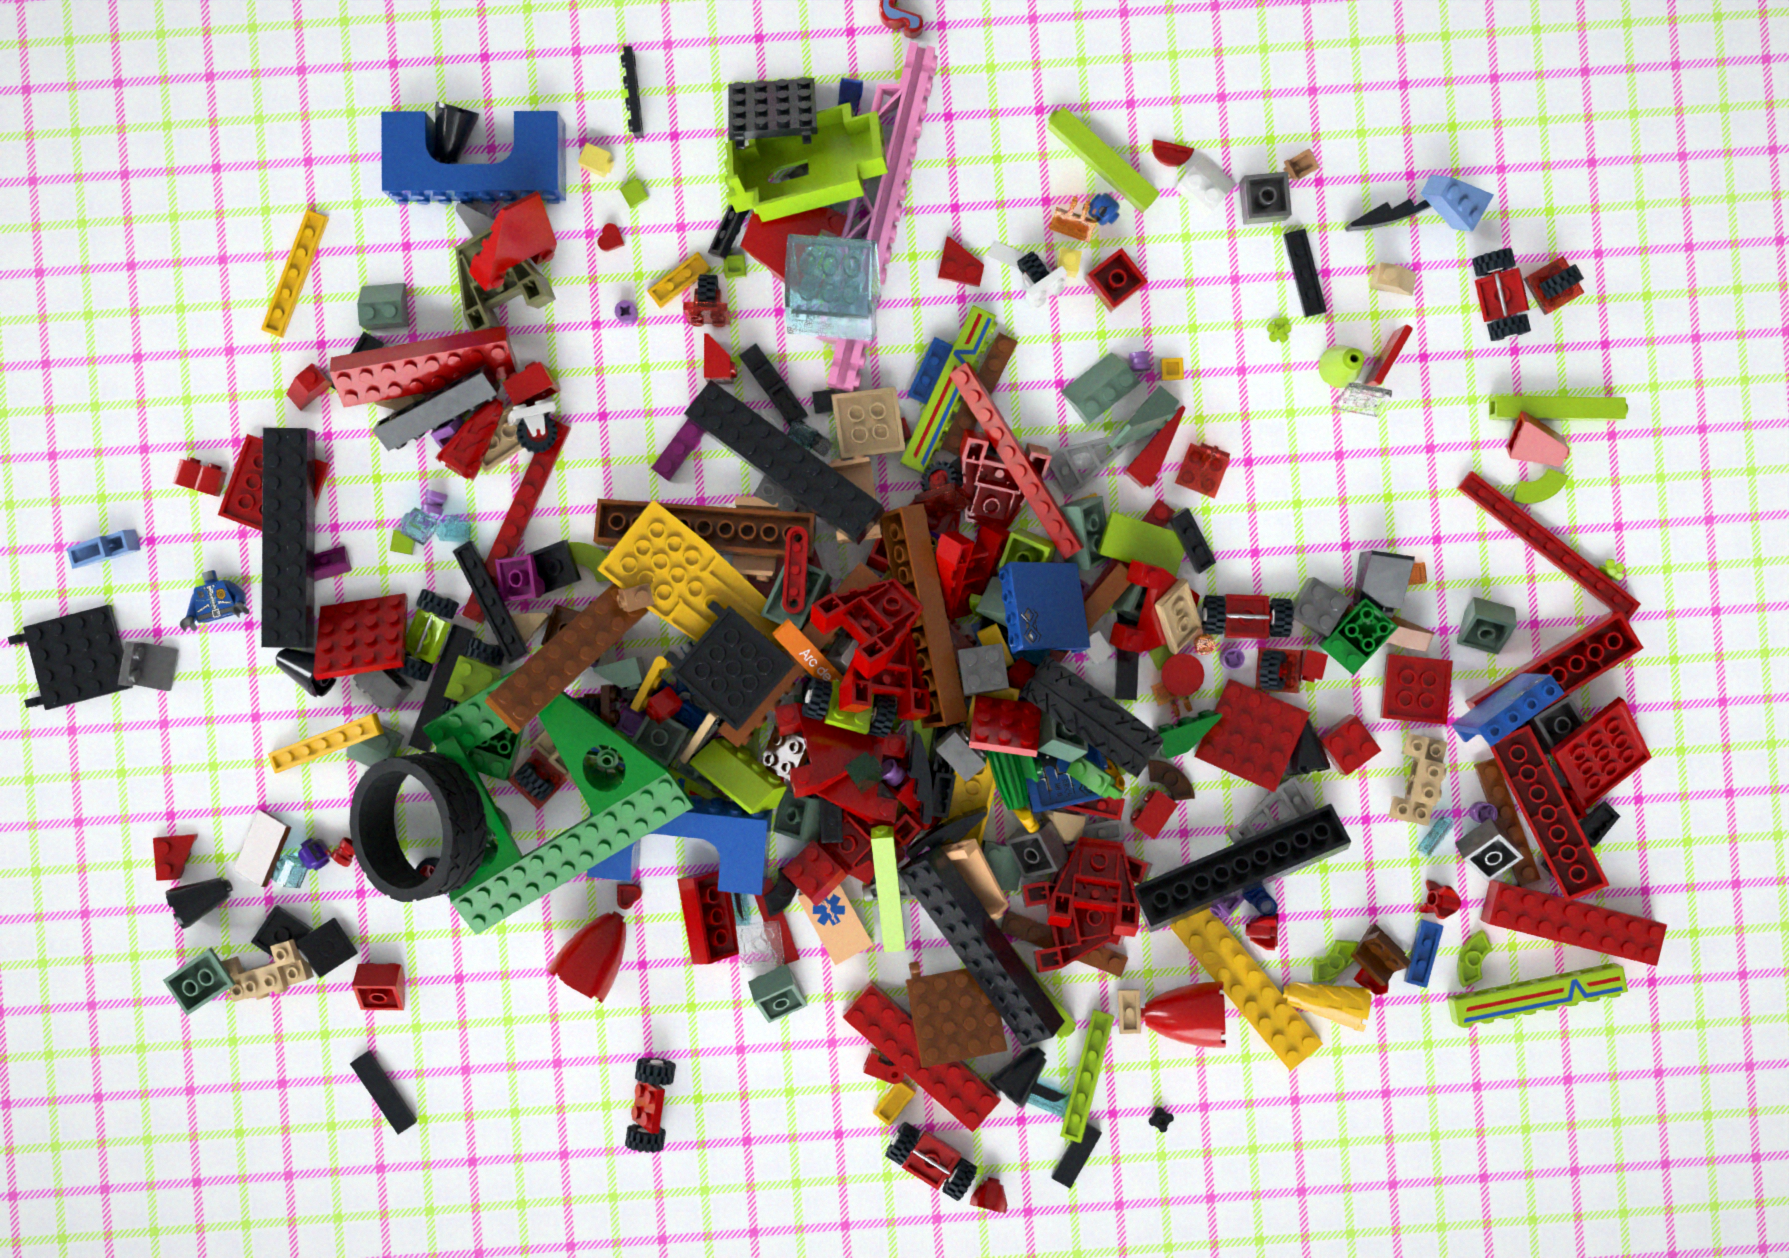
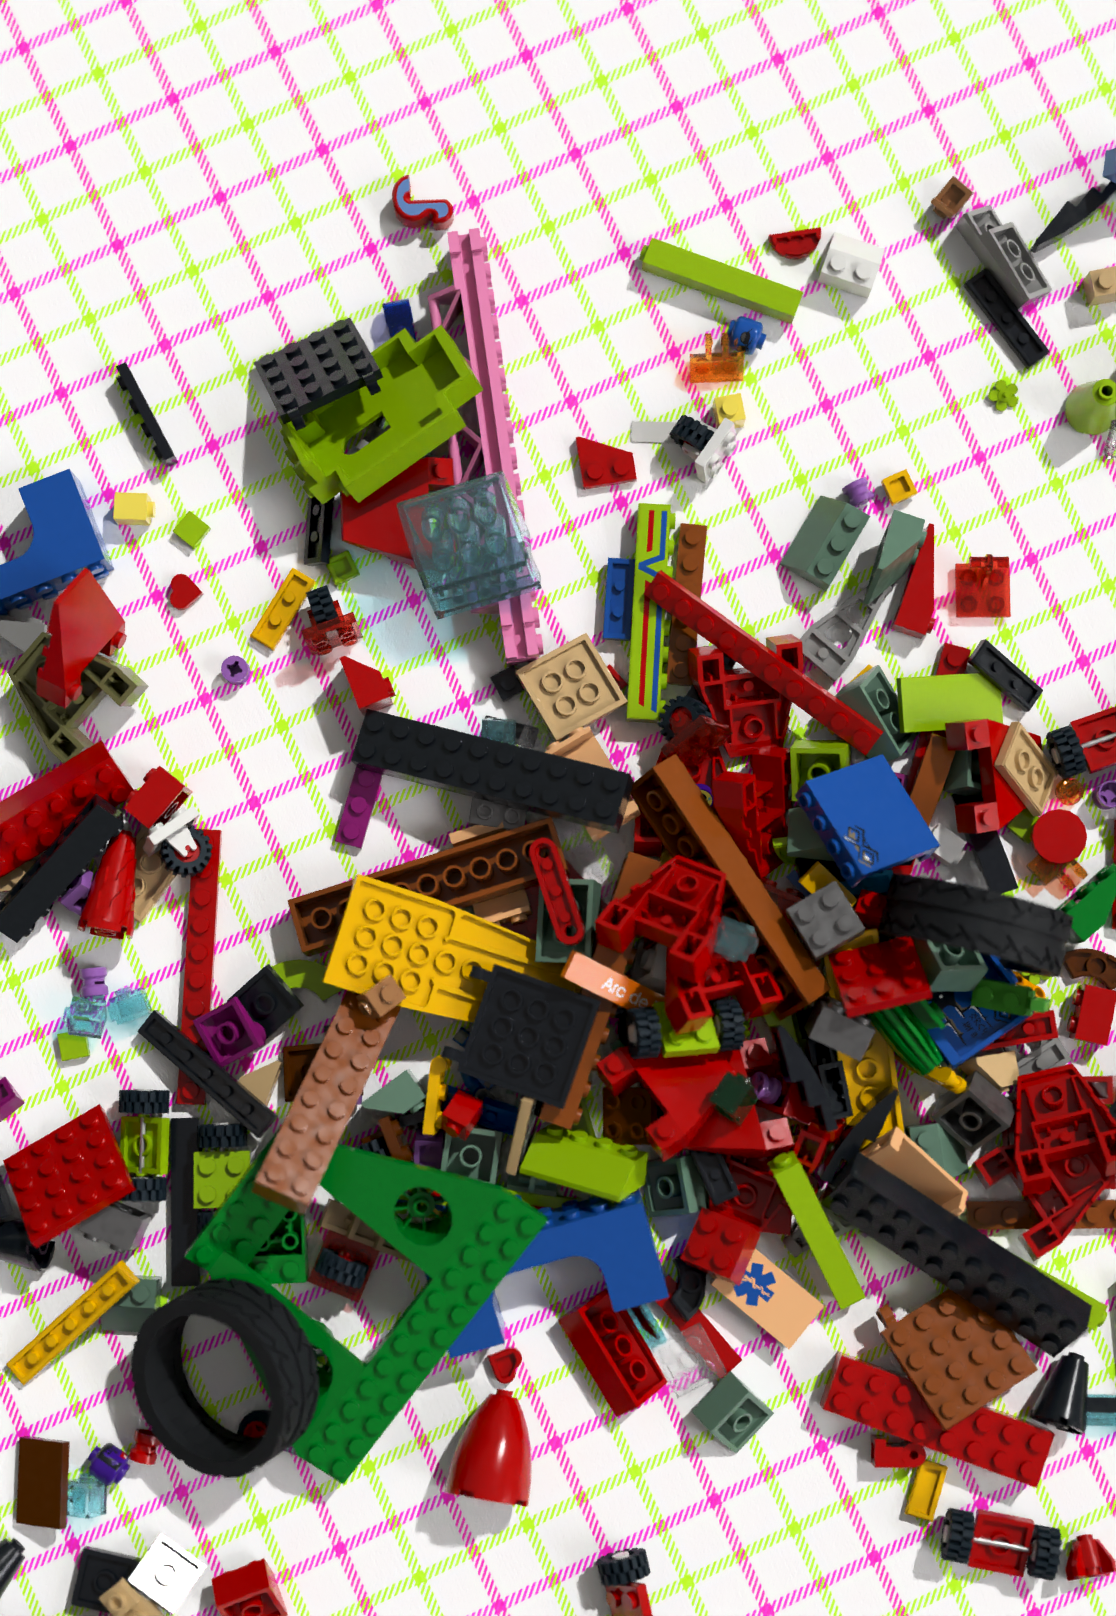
camera: 20 degrees left, 5 degrees down
(773, 384) = (441, 687): black slope -> none
(910, 657) = (735, 940): none -> clear light blue brick
(1116, 280) = (792, 410): red brick -> none
(1265, 198) = (926, 251): flat silver brick -> none
(1322, 224) = (1004, 255): none -> light grey slope

